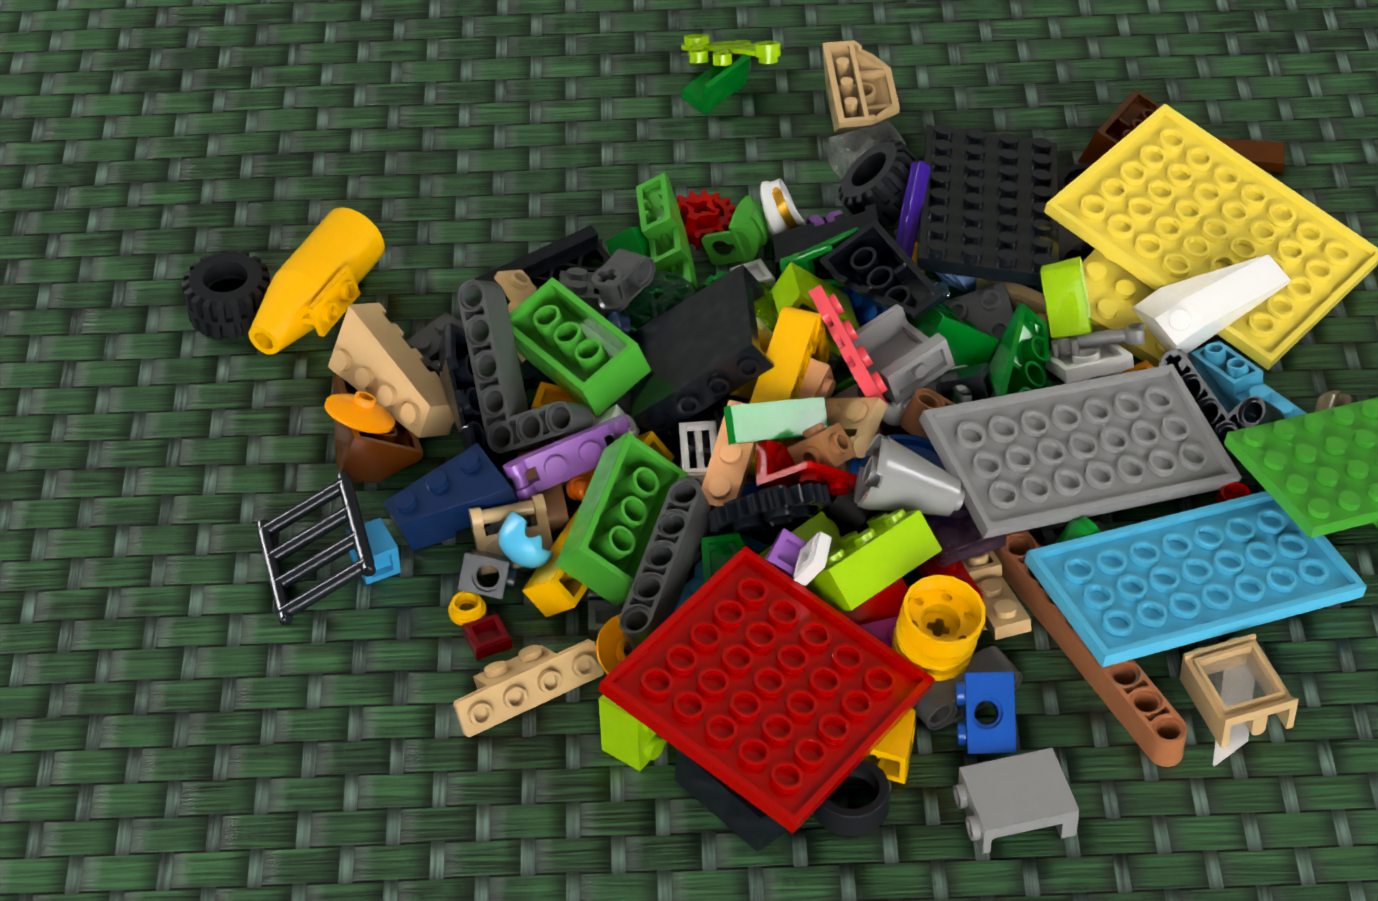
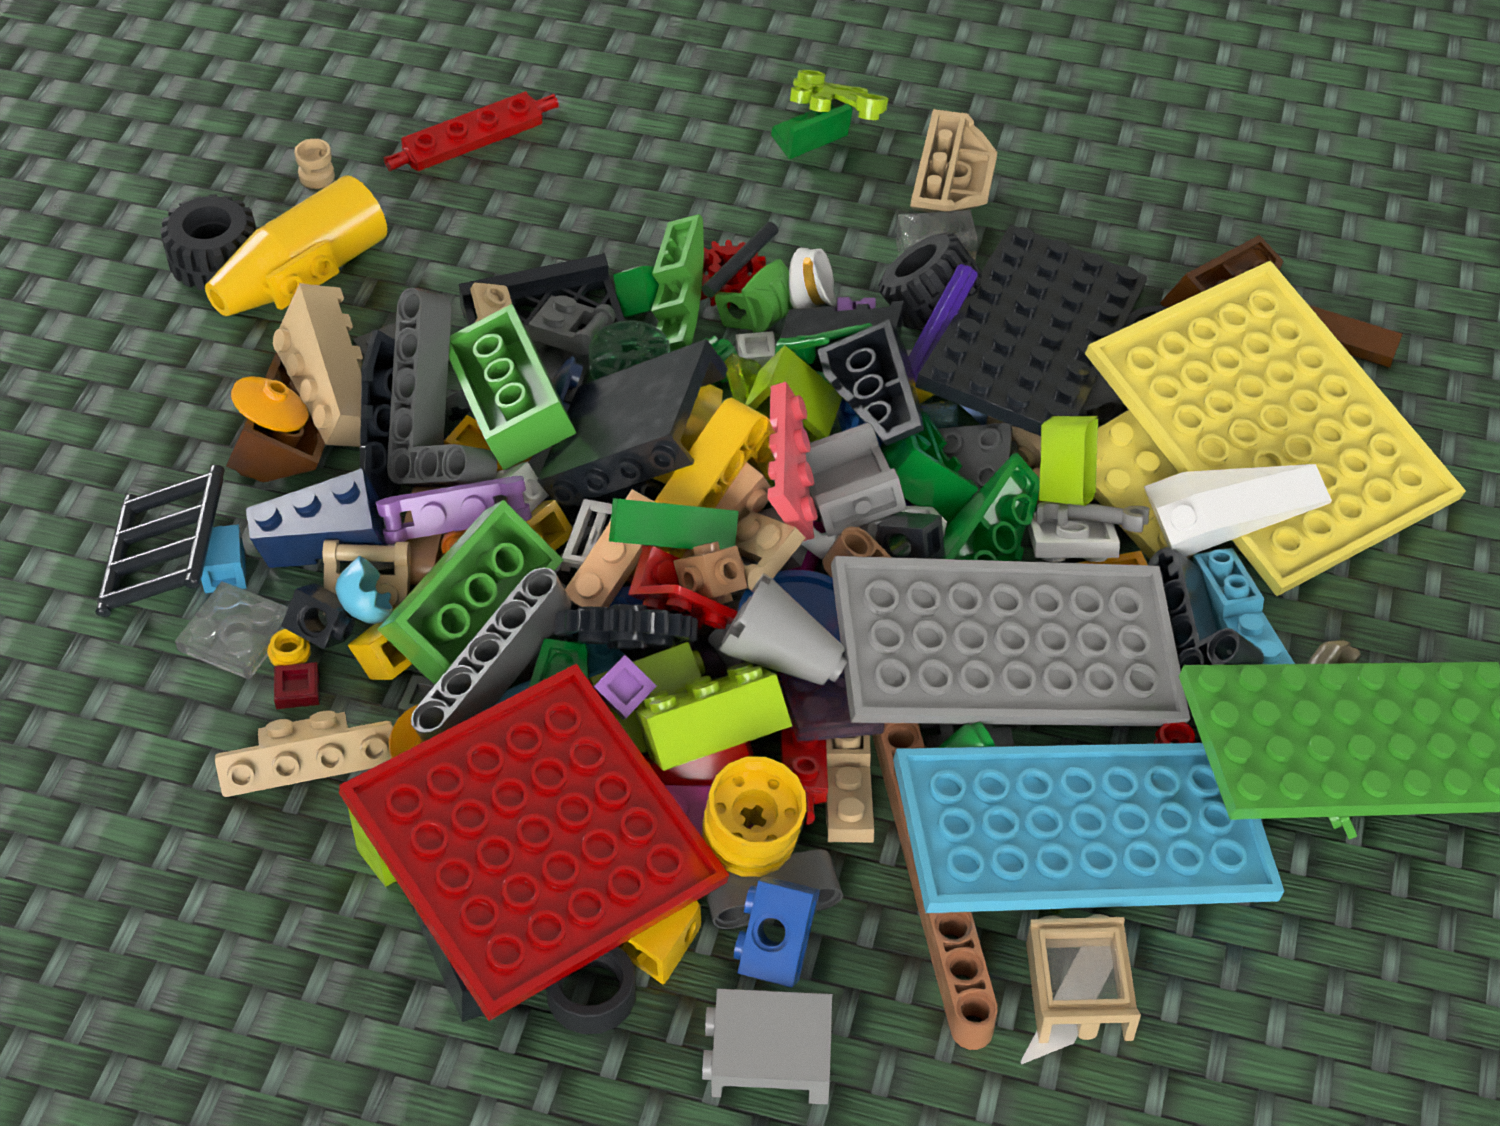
camera: 15 degrees right, 5 degrees up
(286, 208) = (314, 163): none -> tan wheel
(410, 606) = (232, 630): none -> clear plate
(412, 151) = (471, 131): none -> red plate
(622, 279) = (593, 320): dark grey piece -> none
(712, 203) = (739, 260): none -> black bar
(812, 558) = (639, 699): white tile -> none

